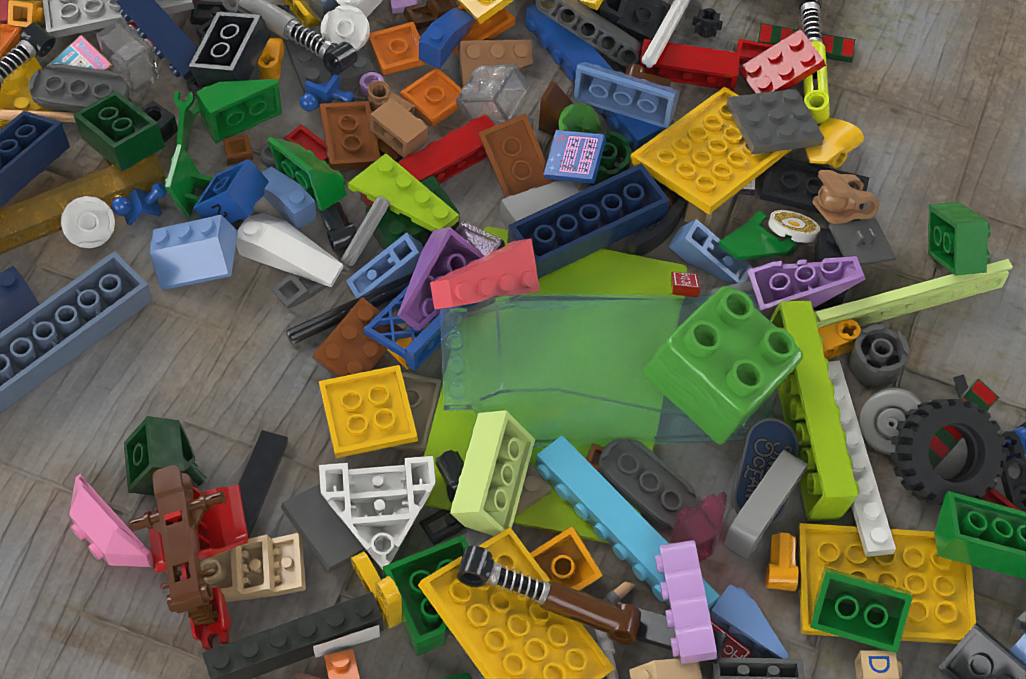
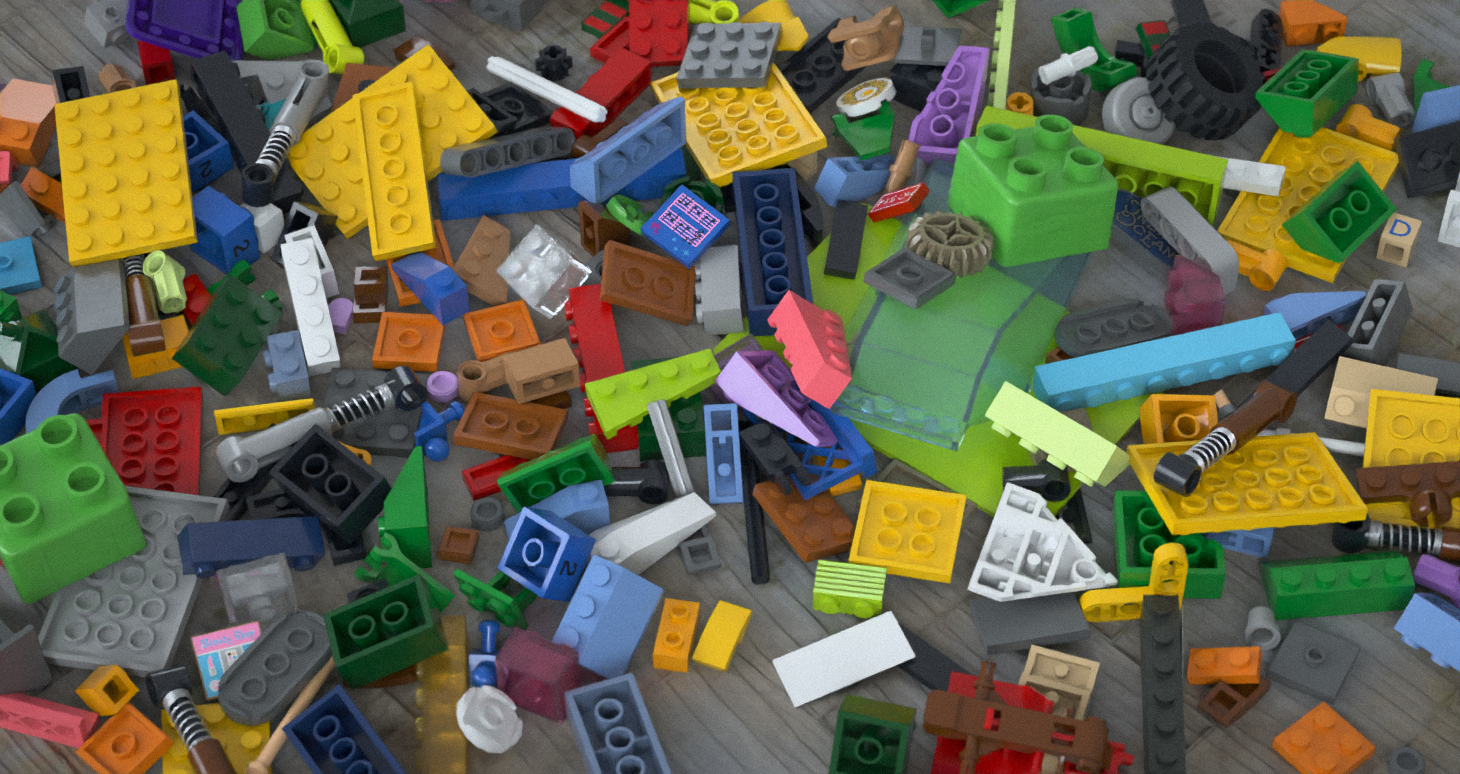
camera: 60 degrees left, 10 degrees down
(131, 231) = (537, 673): none -> clear pink brick
(214, 304) = (676, 635): none -> light orange piece
(226, 330) = (721, 636): none -> yellow slope
(240, 416) = (843, 659): none -> white sticker
(302, 395) = (849, 588): none -> lime brick
(347, 25) = (359, 368): white tile -> none
(385, 298) = (774, 455): none -> black hinge
(573, 308) = (910, 278): none -> dark grey plate
(627, 331) = (952, 242): none -> dark tan gear
(638, 267) = (846, 239): none -> black tile
(687, 602) = (1285, 330): lavender brick -> none
(725, 276) = (902, 166): none -> medium nougat pin
(897, 343) = (1067, 65): none -> white axle
(942, 359) = (1076, 31): none -> green arch
(995, 600) = (1360, 124): none -> light orange piece

